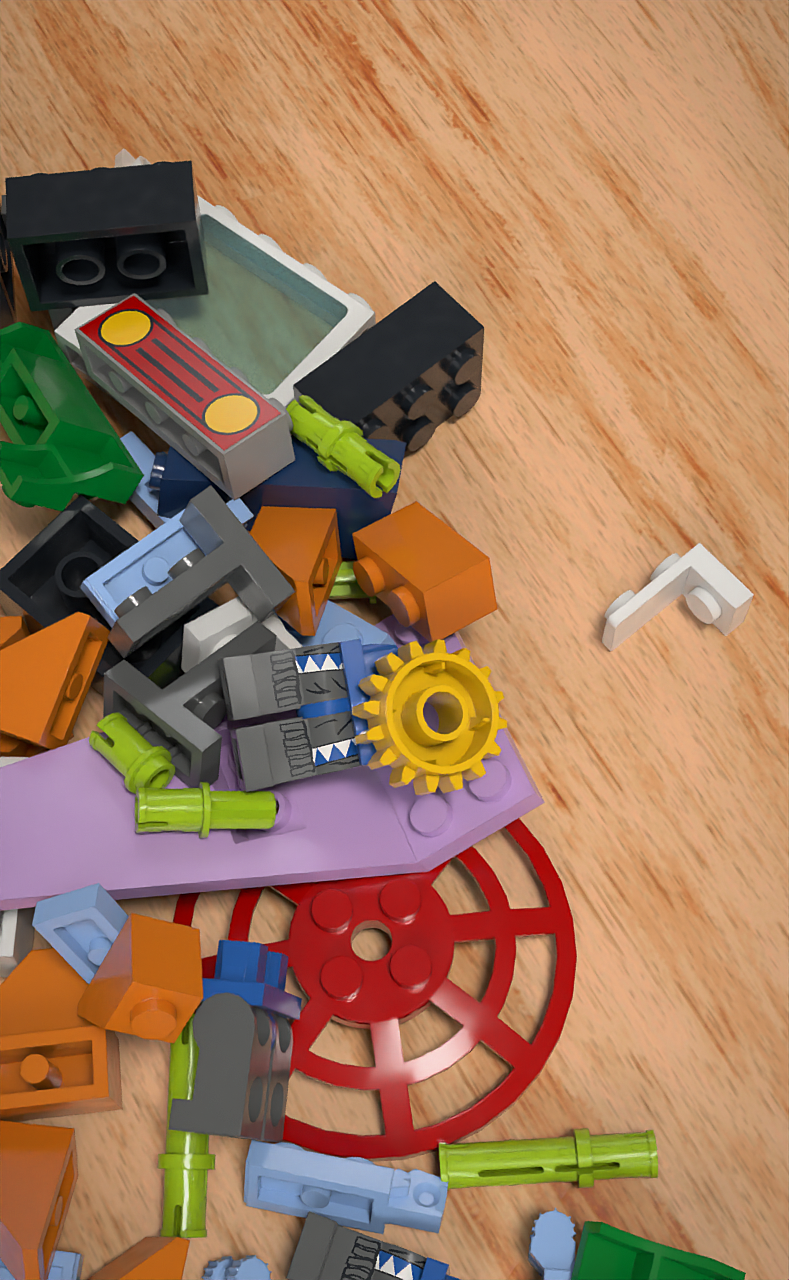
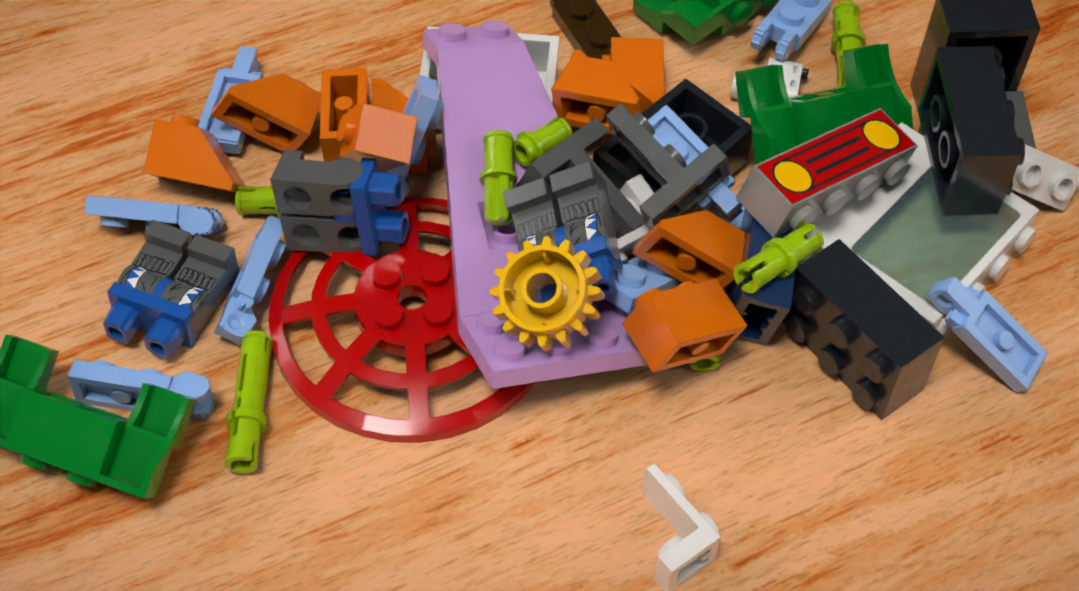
camera: 90 degrees right, 10 degrees down
(378, 260) = (989, 332): none -> light blue hinge

